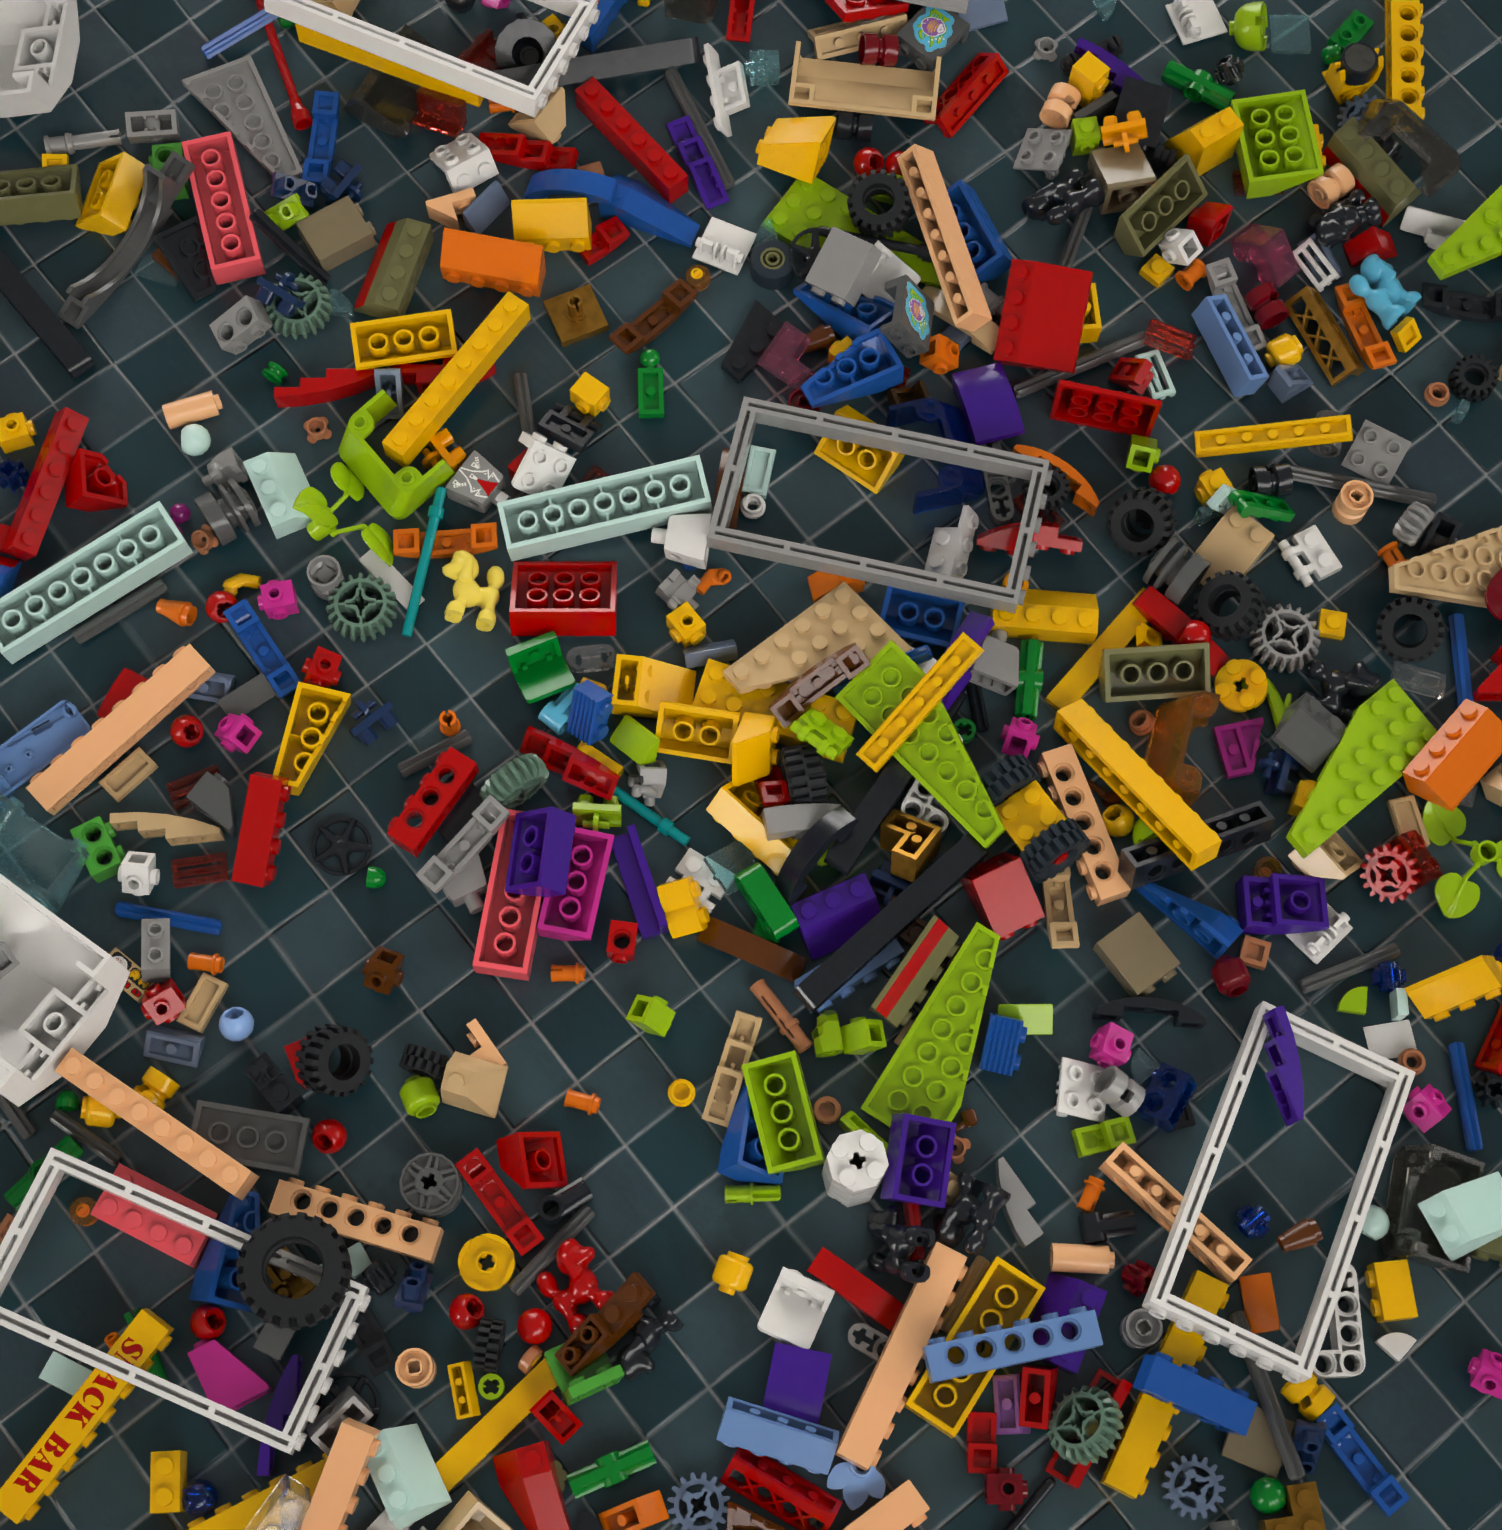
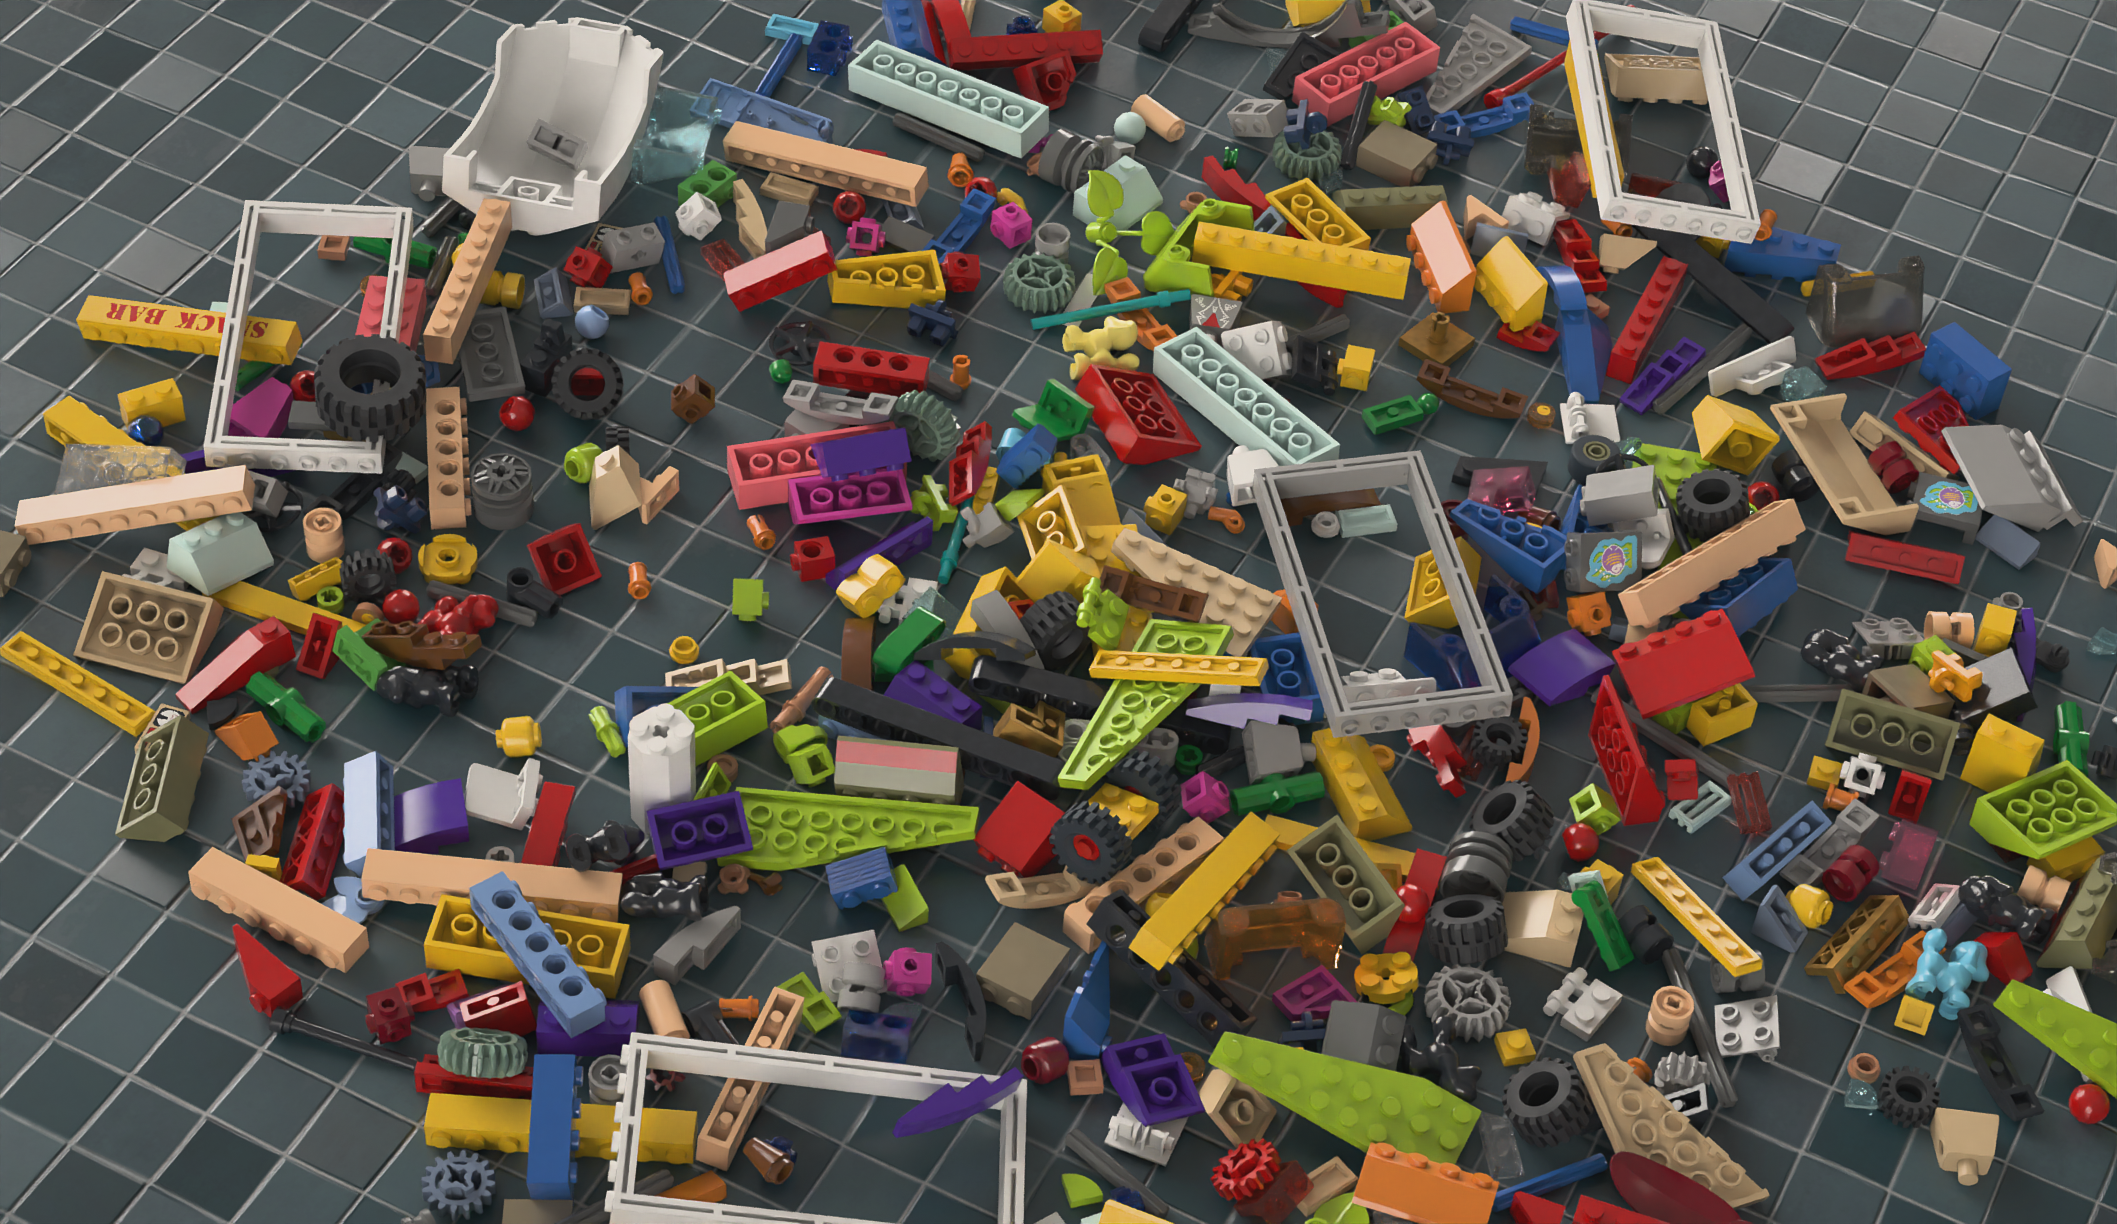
camera: 65 degrees right, 25 degrees down
(499, 1202) = (513, 550): red slope -> none

